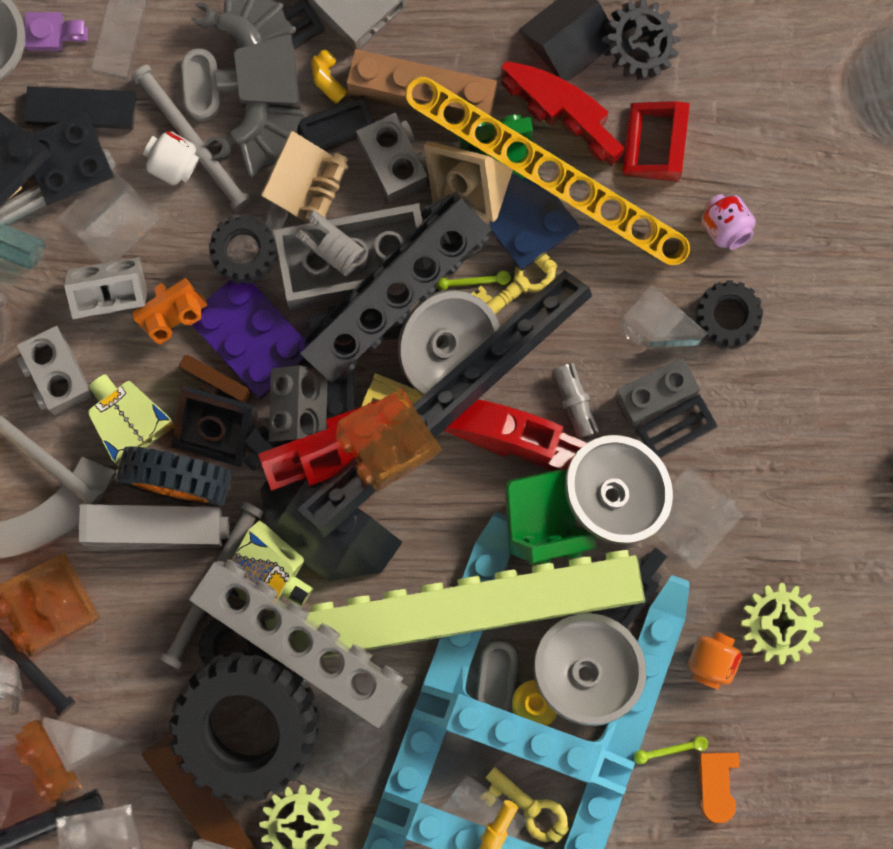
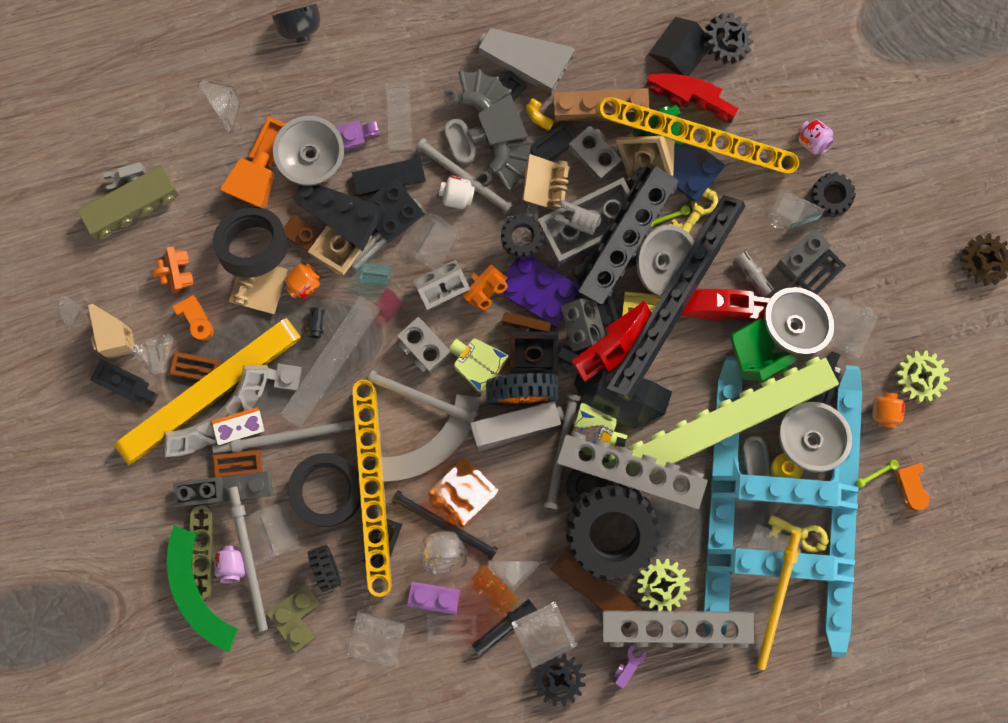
camera: 15 degrees left, 0 degrees up
(25, 295) = (390, 303): none -> clear pink tile
(387, 440) = (651, 329): clear orange plate -> none
(673, 169) = (768, 91): red tile -> none

